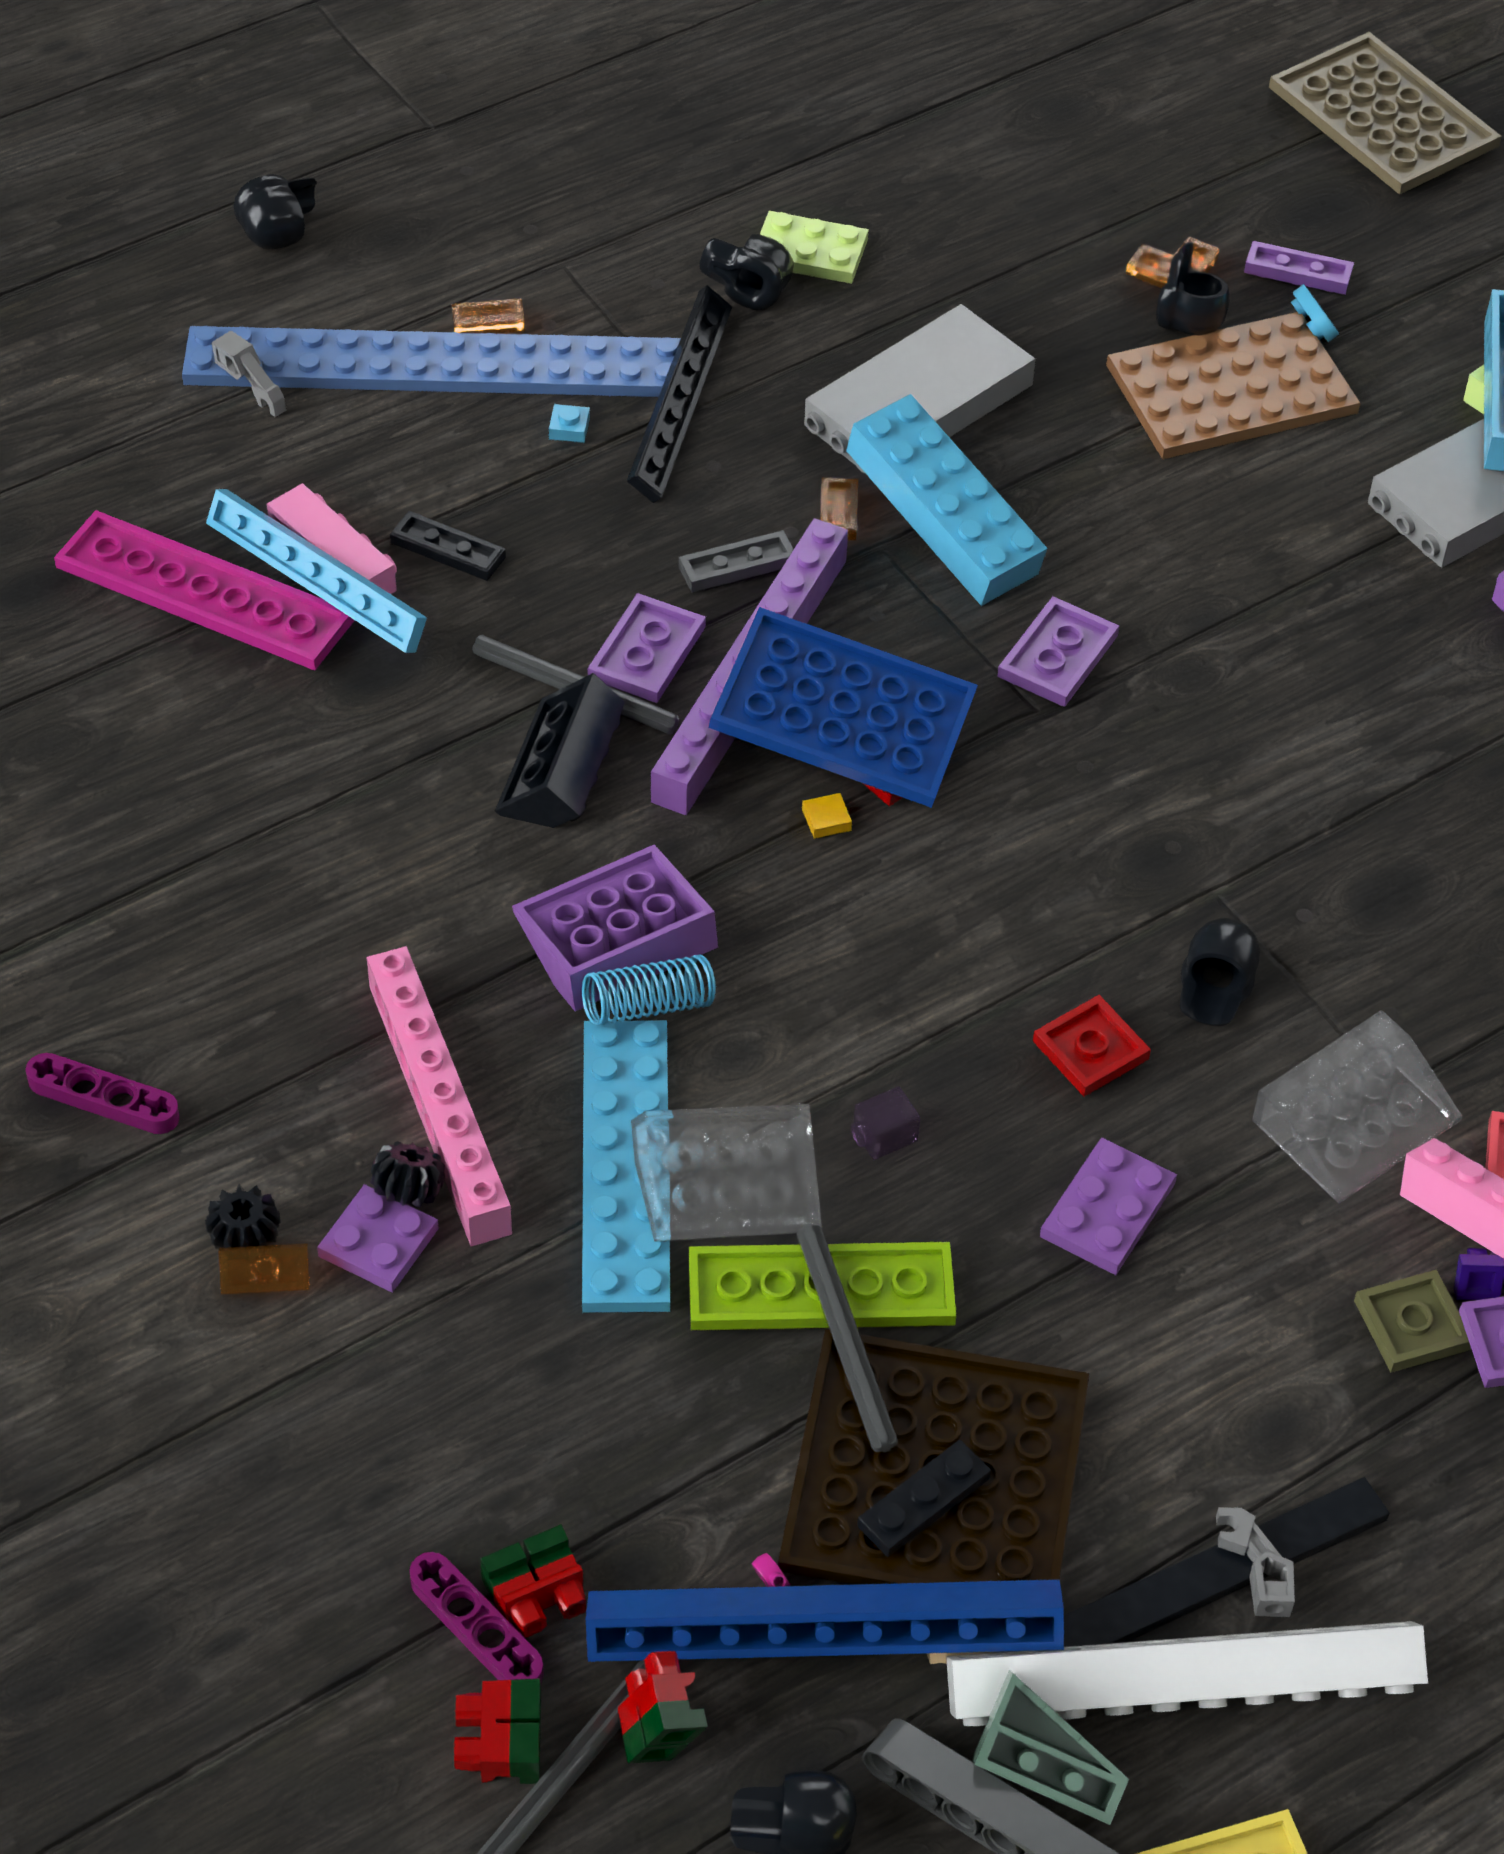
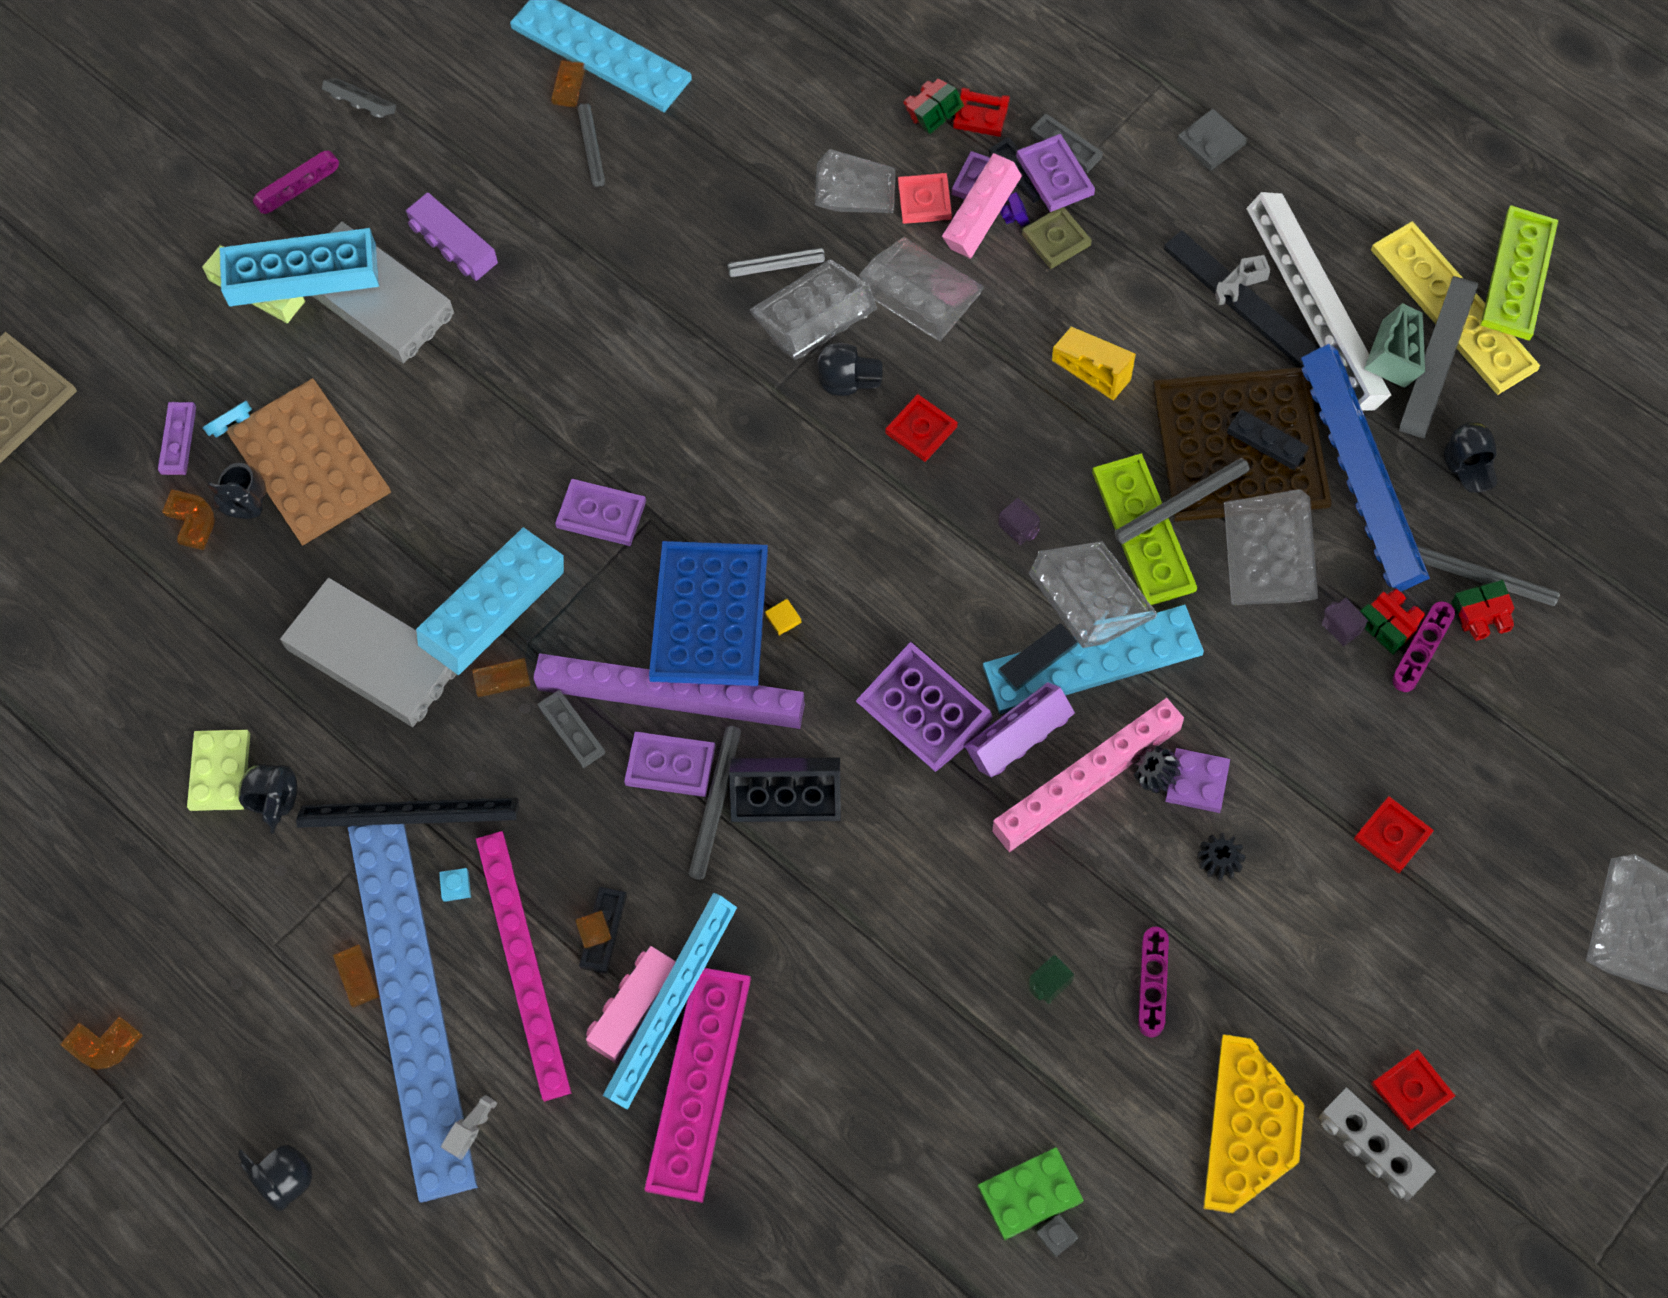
camera: 100 degrees left, 15 degrees up
(159, 971) = (1050, 979): none -> clear green brick
(177, 1462) = (1393, 834): none -> red plate
(264, 1268) = (1249, 833): clear orange plate -> none
(436, 465) = (523, 967): none -> dark pink plate
(446, 526) = (593, 929): none -> clear orange plate
(498, 109) = (103, 1051): none -> clear orange plate
(538, 1026) = (1019, 729): none -> brick
(559, 1503) = (1344, 621): none -> clear purple brick
(641, 1067) = (1038, 657): none -> black tile
(657, 1713) = (1452, 528): hips -> none
(688, 981) = (957, 653): medium azure piece -> none
(717, 1442) = (1271, 549): none -> clear slope
(769, 1571) = (1340, 504): dark pink piece -> none
(1108, 1206) = (1030, 399): medium lavender plate -> none
(1145, 1298) = (1095, 361): none -> yellow wedge
(1341, 957) = (814, 308): none -> clear slope
(1446, 940) = (776, 262): none -> axle

